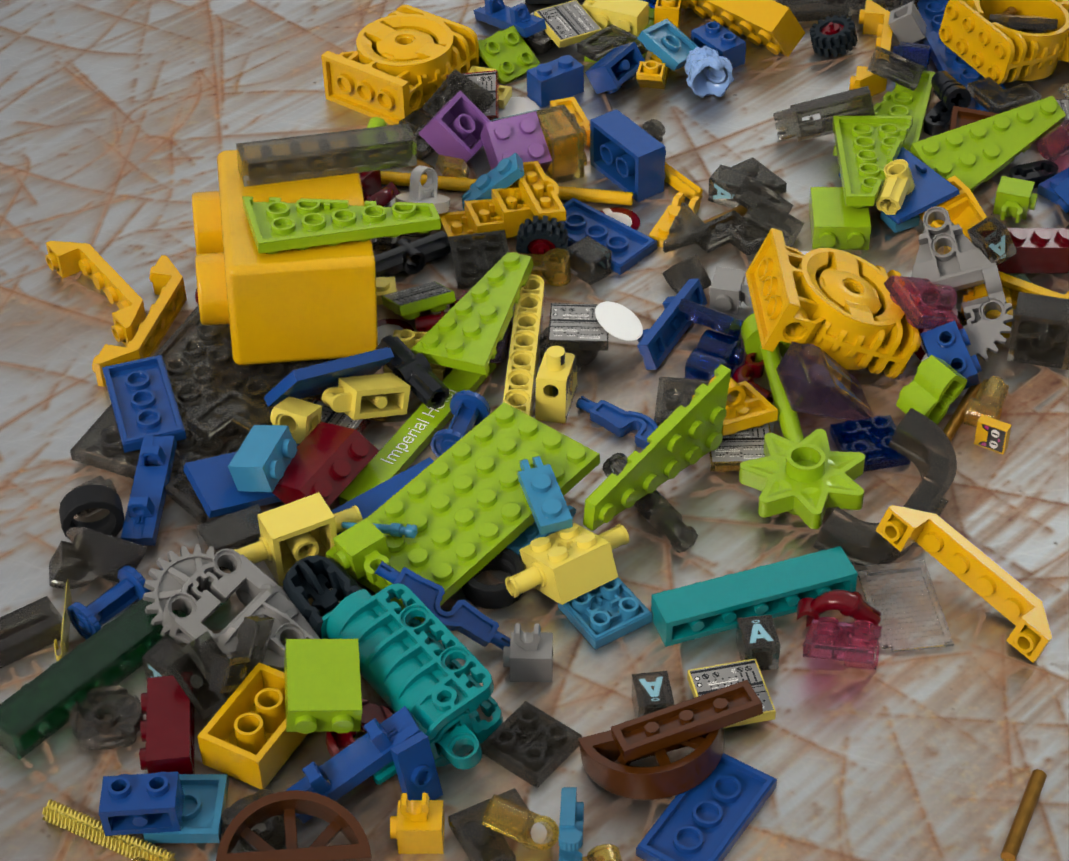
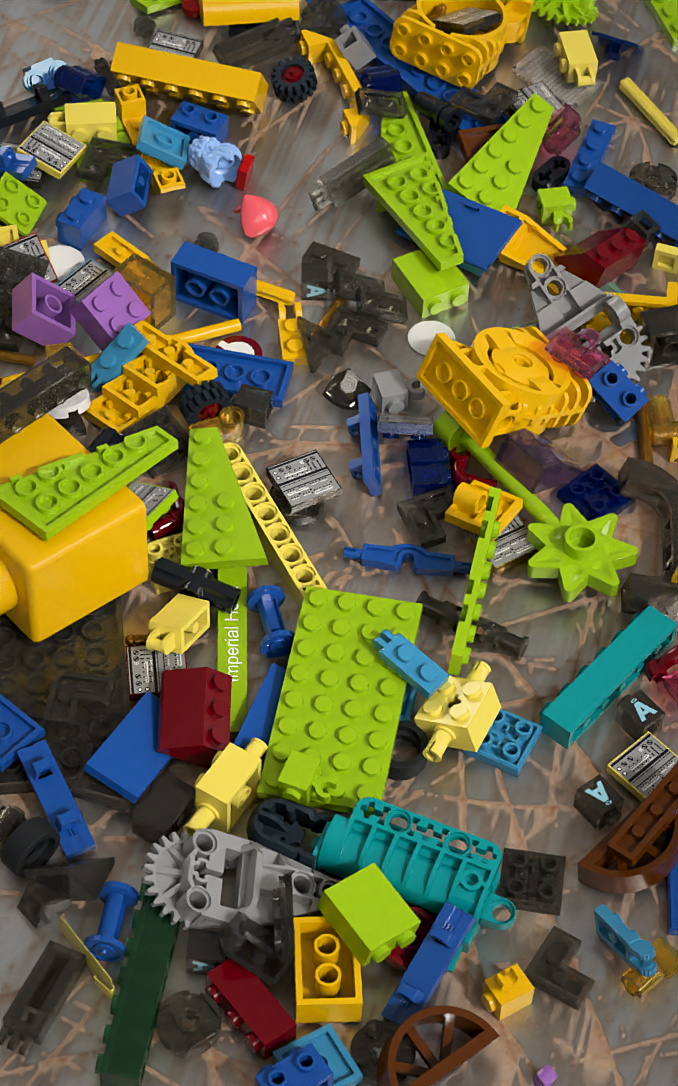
camera: 35 degrees left, 10 degrees up
(263, 458) = (151, 729): dark azure brick -> none
(298, 416) = (139, 677): light yellow brick -> none
(319, 377) = (138, 623): blue tile -> none
(394, 529) = (309, 747): dark azure piece -> none
(416, 767) = (480, 949): blue plate -> none
(462, 615) = (410, 797): blue piece -> none
(517, 822) = (585, 954): clear yellow piece -> none
(529, 655) = (482, 808): light grey brick -> none
(560, 371) = (321, 538): light yellow torso -> none
(618, 321) = (333, 462): white sticker -> none
(712, 121) = (257, 215): none -> coral piece
(731, 89) = (244, 172): none -> red tile
(895, 187) = (469, 236): light yellow piece -> none
(932, 389) = (621, 431): lime brick -> none
(993, 239) = (593, 268): clear smoke brick -> none

